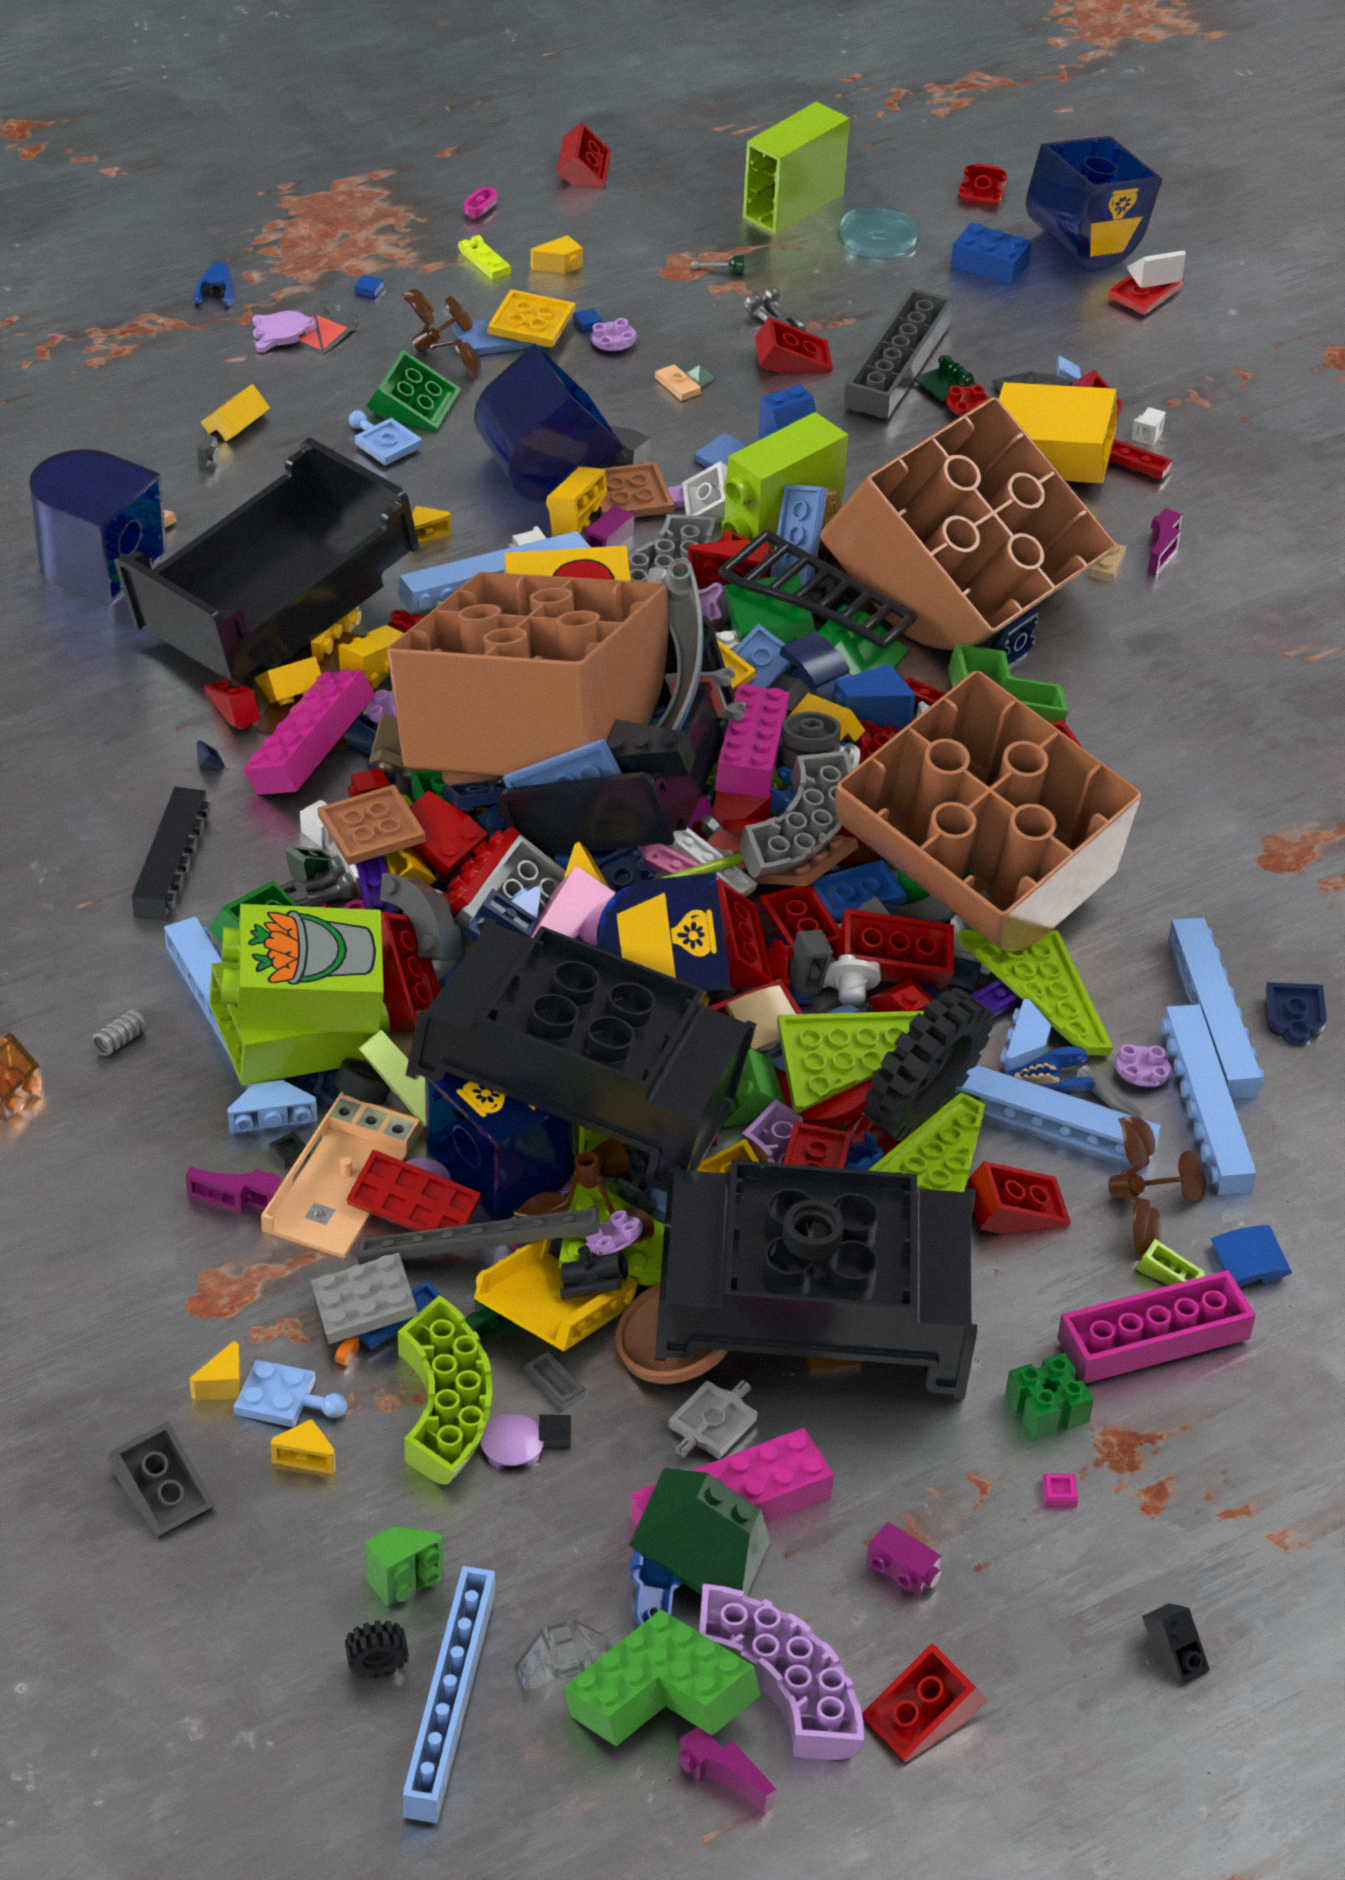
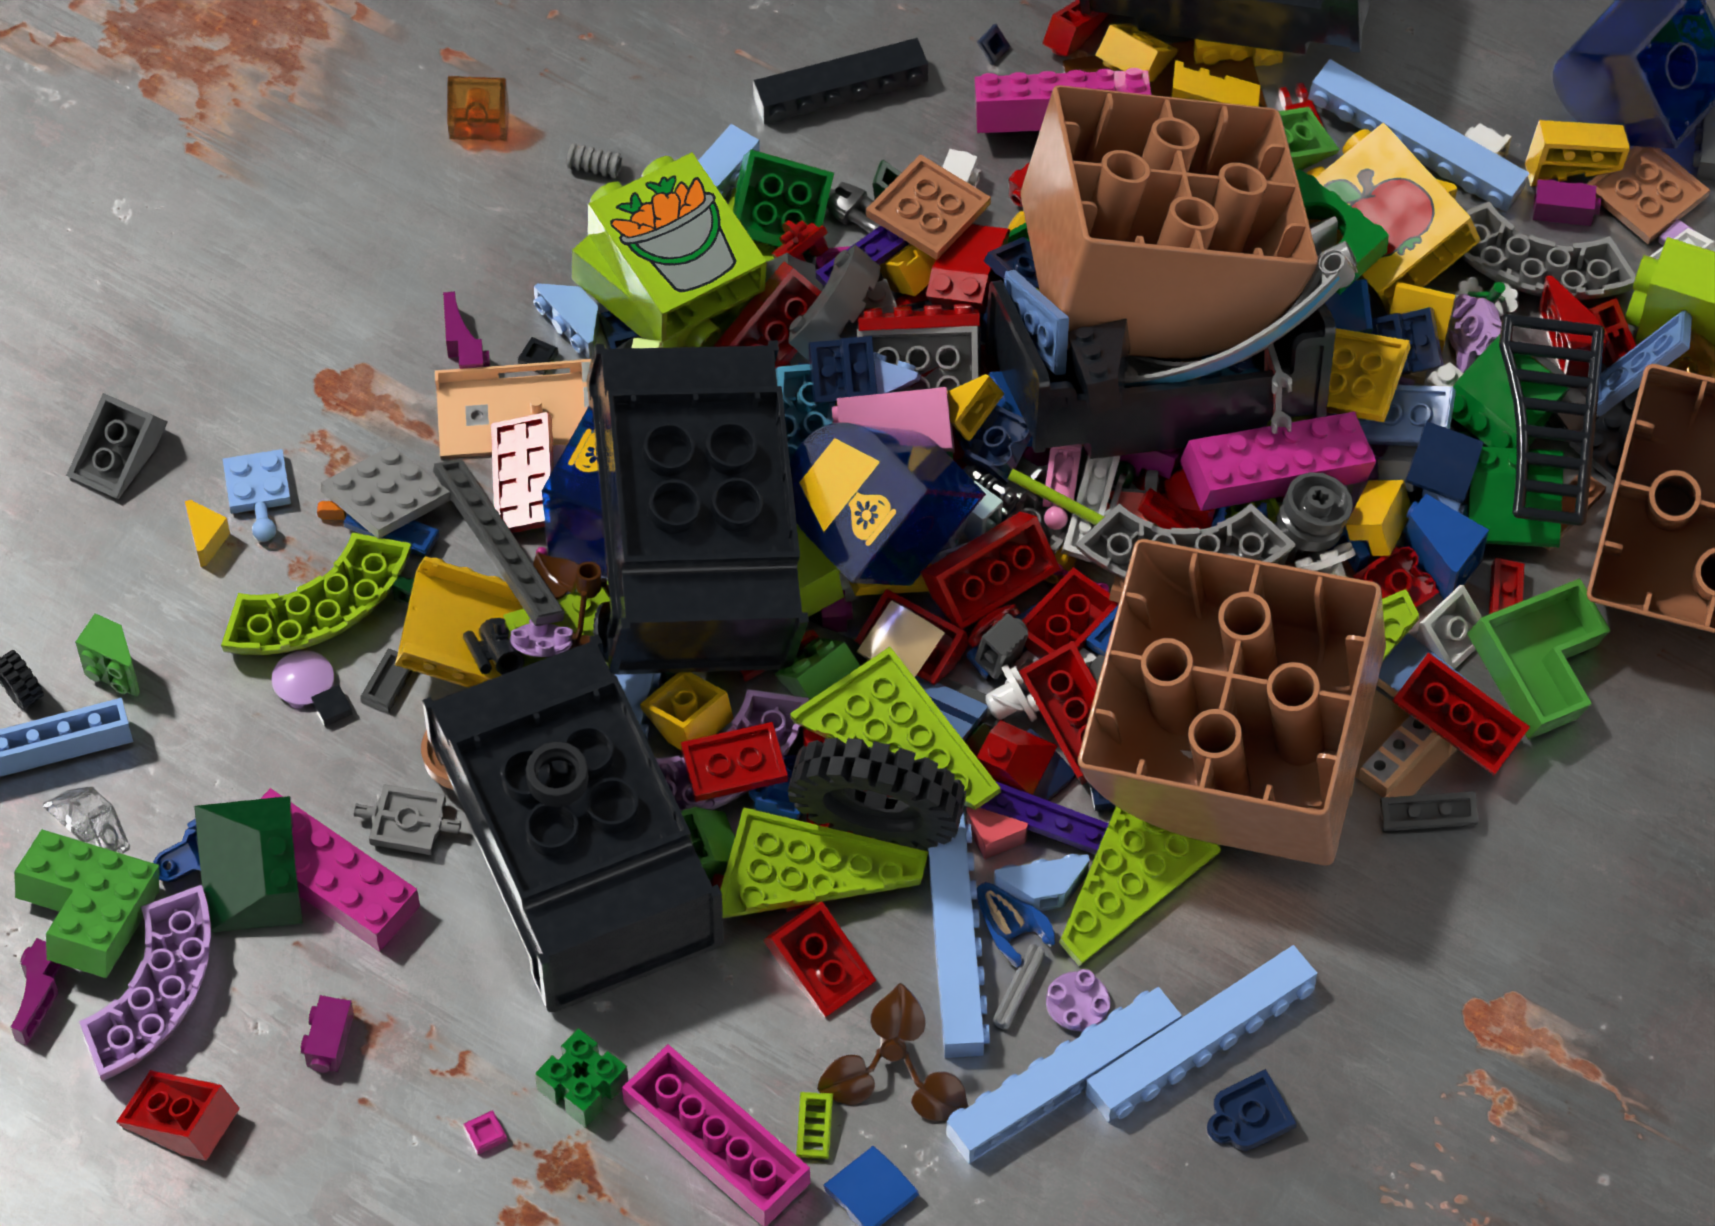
camera: 65 degrees right, 15 degrees up
(219, 1377) = (250, 433): yellow slope -> none
(431, 523) = (1452, 45): yellow slope -> none
(1017, 637) = (1645, 636): dark blue slope -> none

